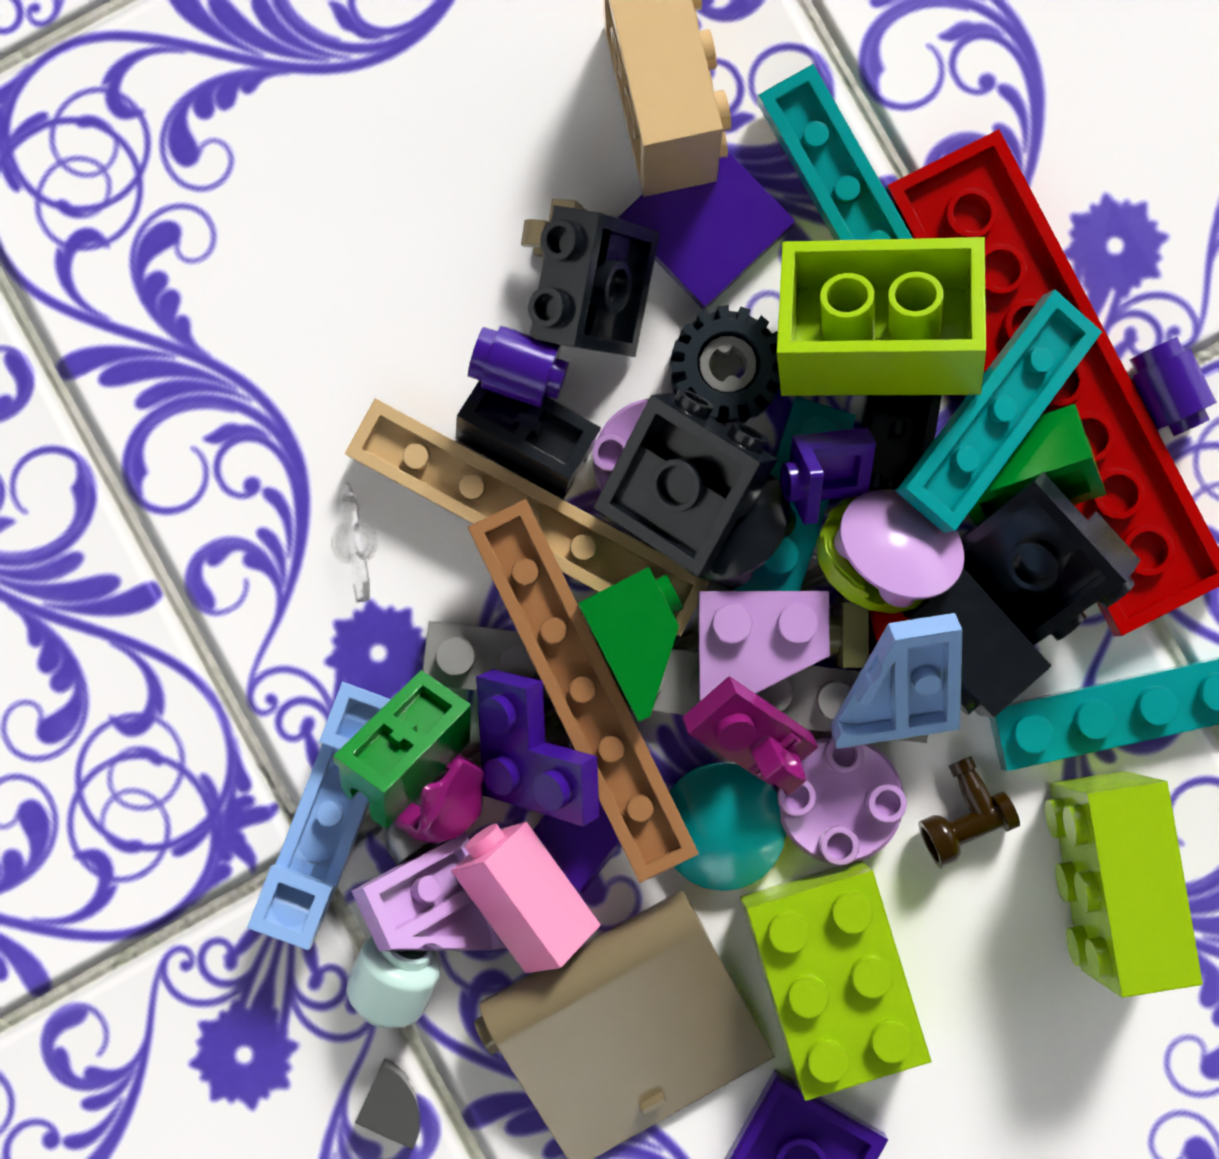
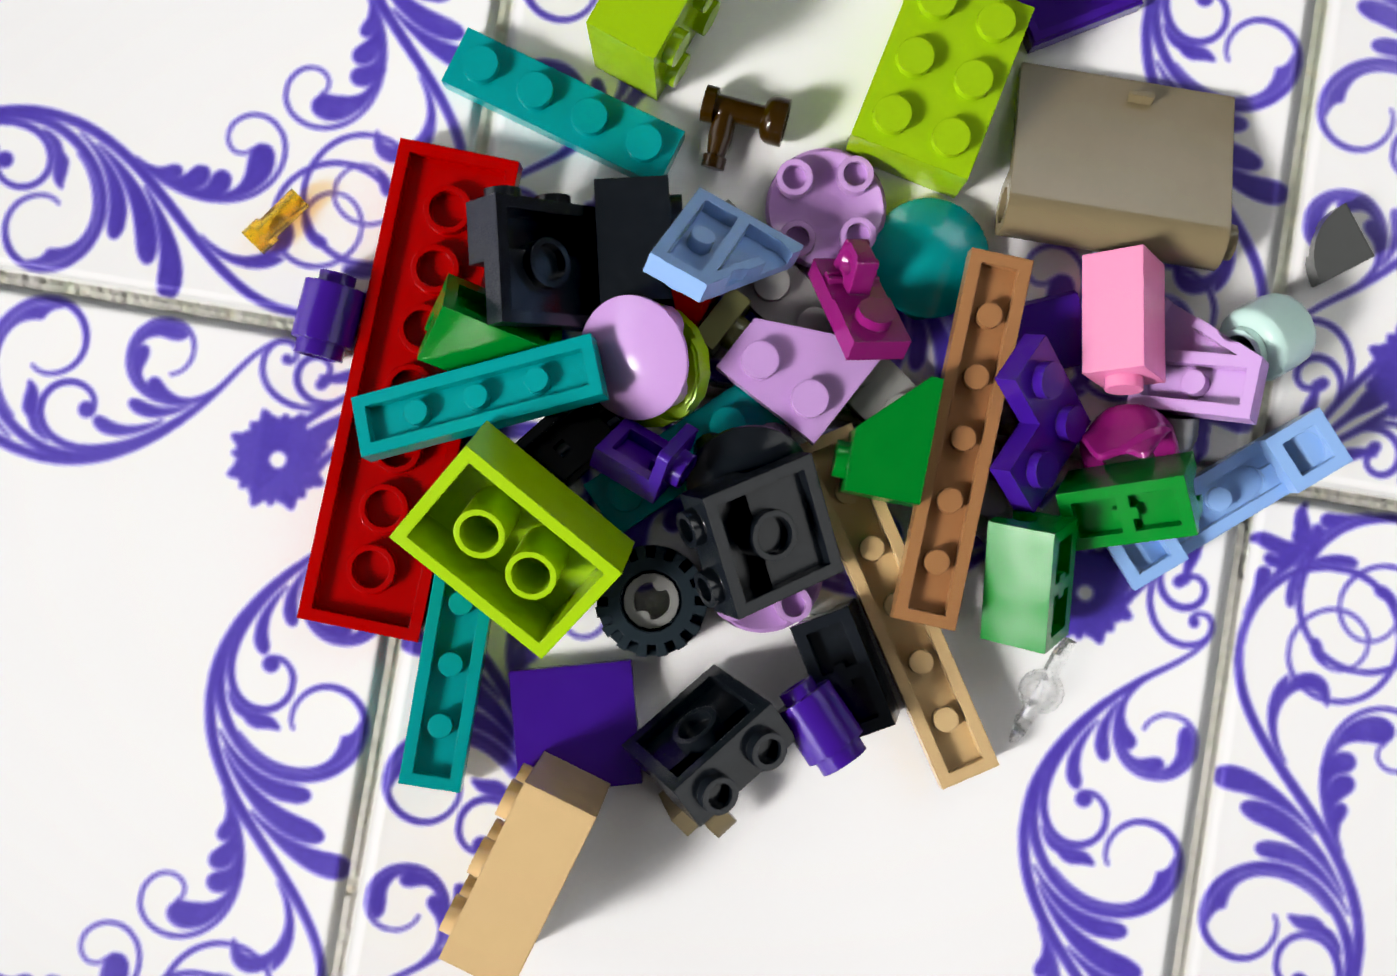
camera: 140 degrees left, 0 degrees up
(436, 619) = (1028, 580): none -> hinge

